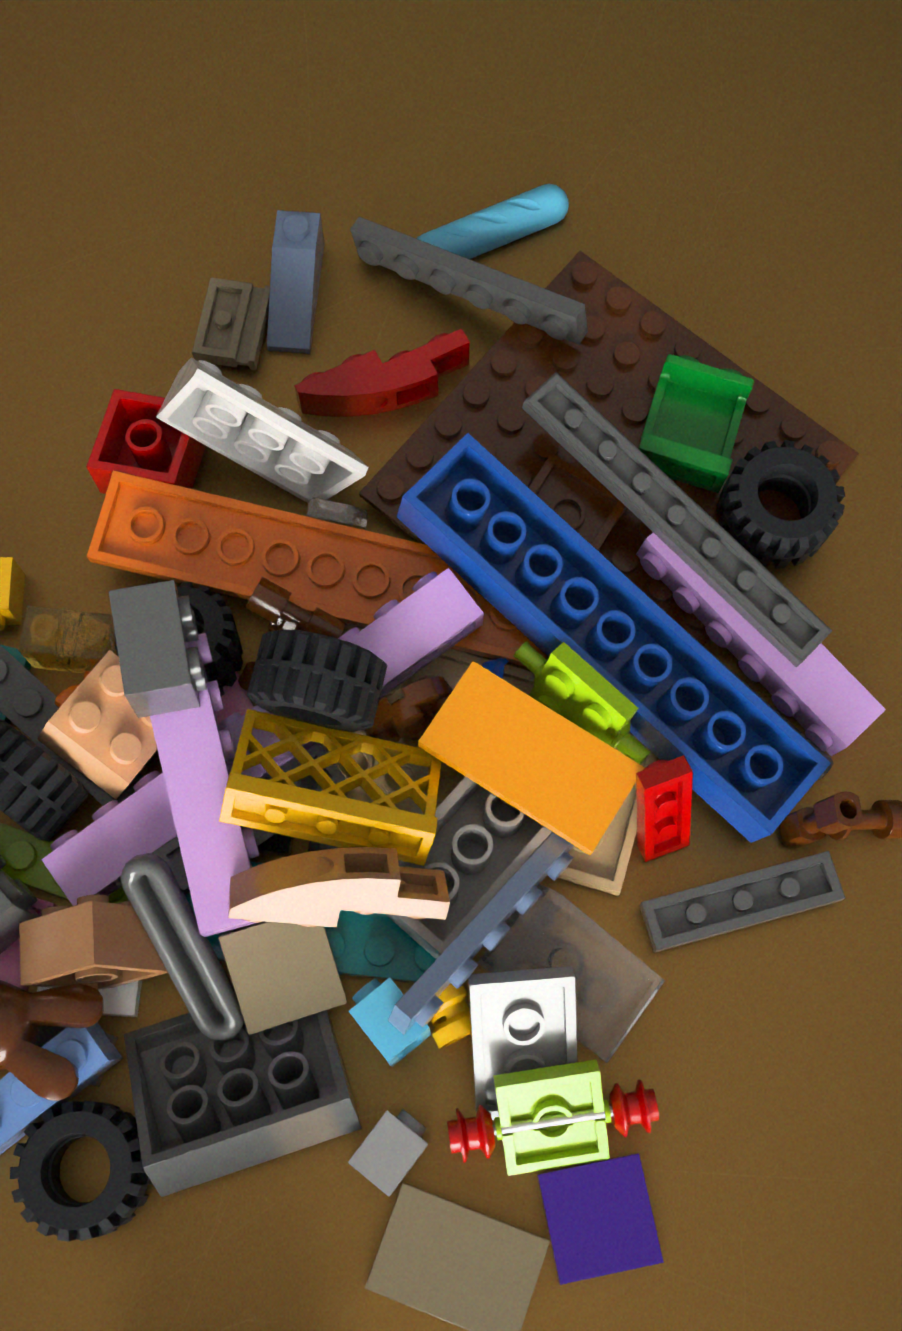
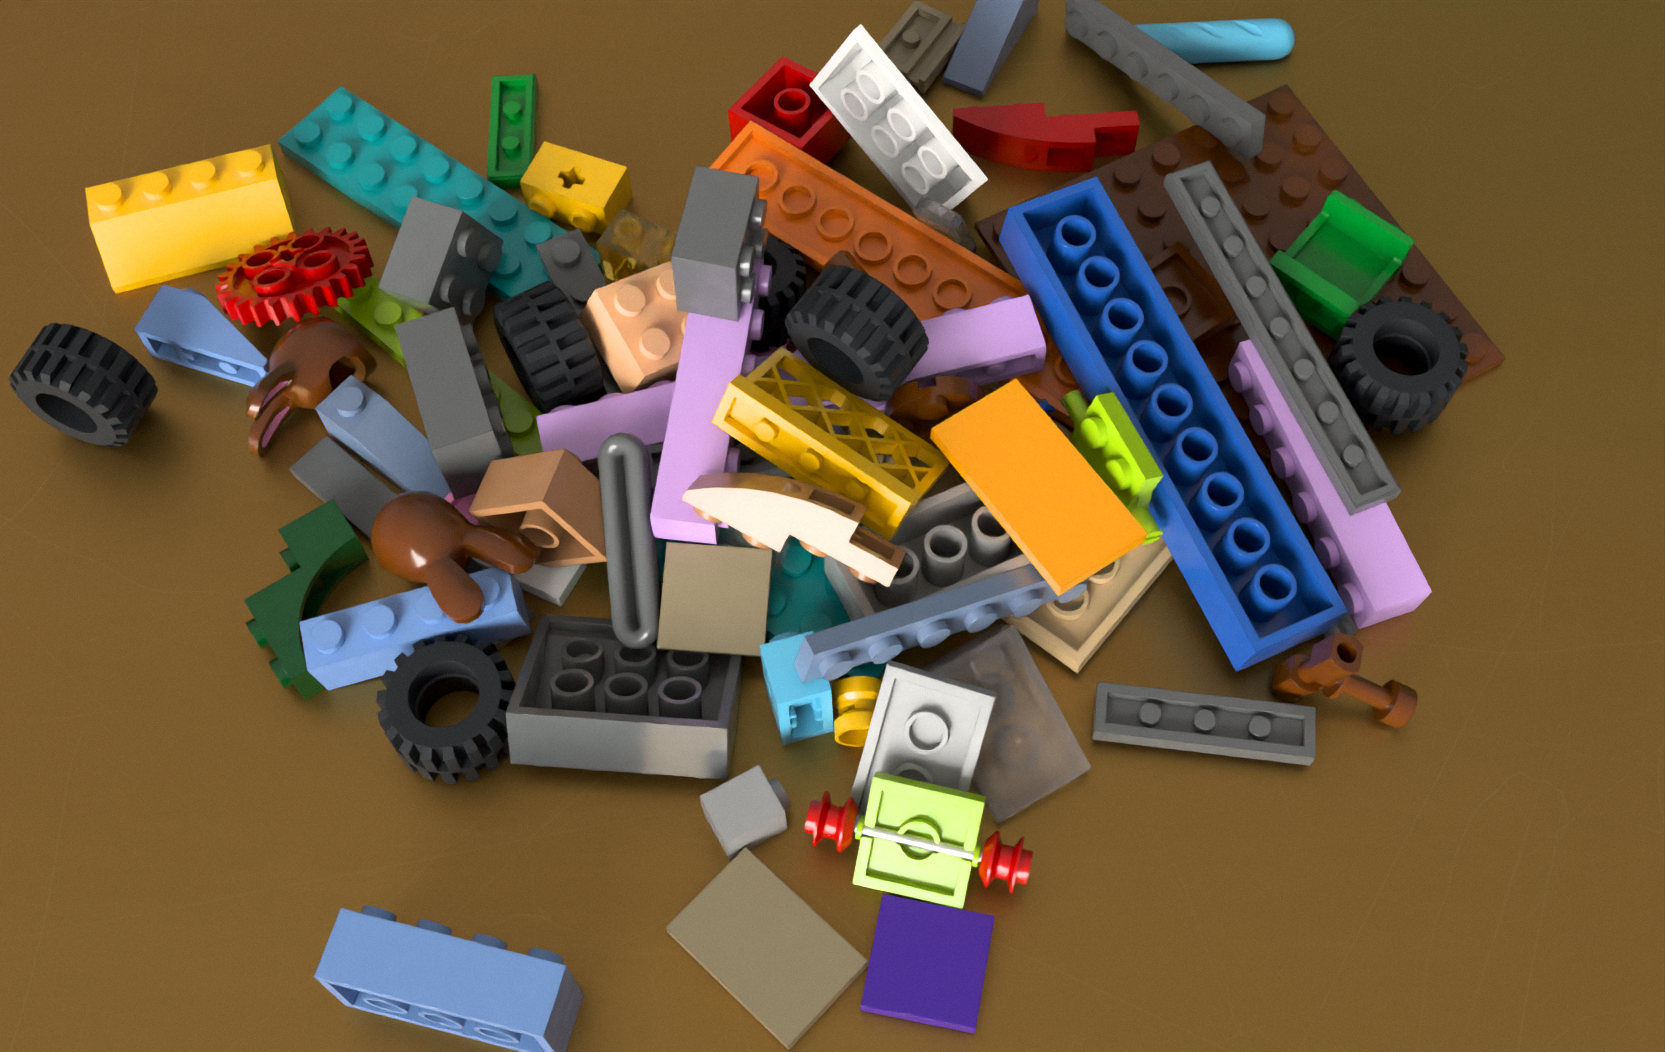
camera: 25 degrees right, 10 degrees down
(663, 807) = (1154, 590): red plate -> none

